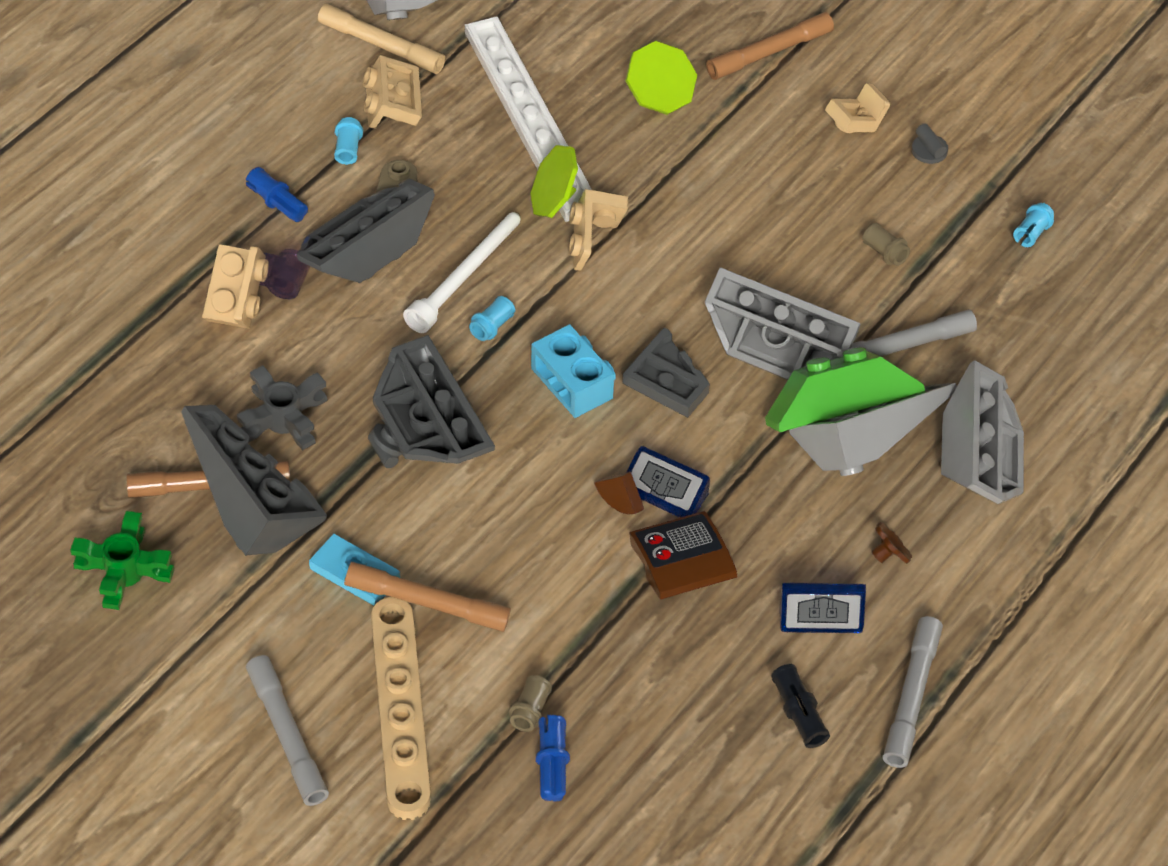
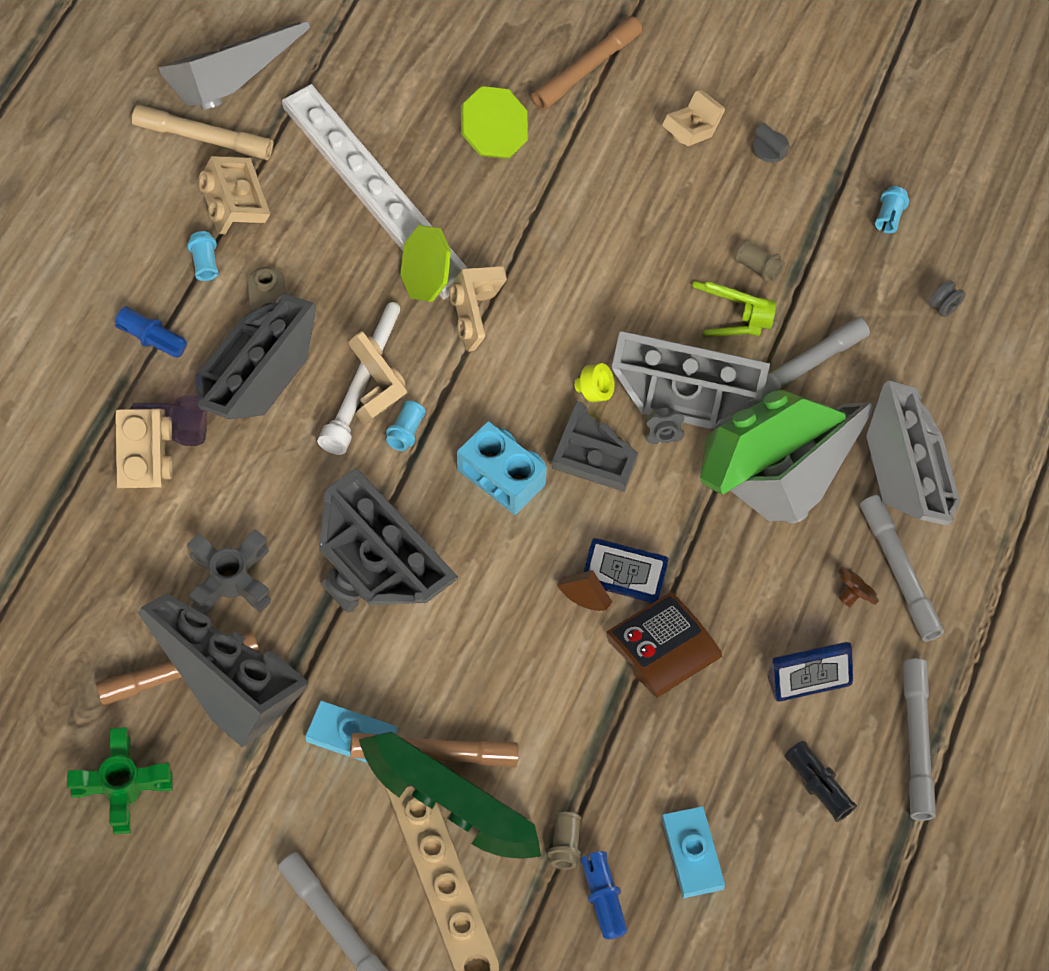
camera: 15 degrees left, 10 degrees up
(391, 596) = (402, 764): none -> dark green brick
(473, 291) = (387, 378): none -> tan bracket
(654, 742) = (693, 852): none -> medium azure plate
(688, 316) = (596, 383): none -> neon yellow tile
(744, 358) = (665, 426): none -> dark grey plate
(868, 284) = (756, 310): none -> lime plant
(951, 574) = (918, 604): none -> light grey piece
(1065, 311) = (947, 298): none -> dark grey bush

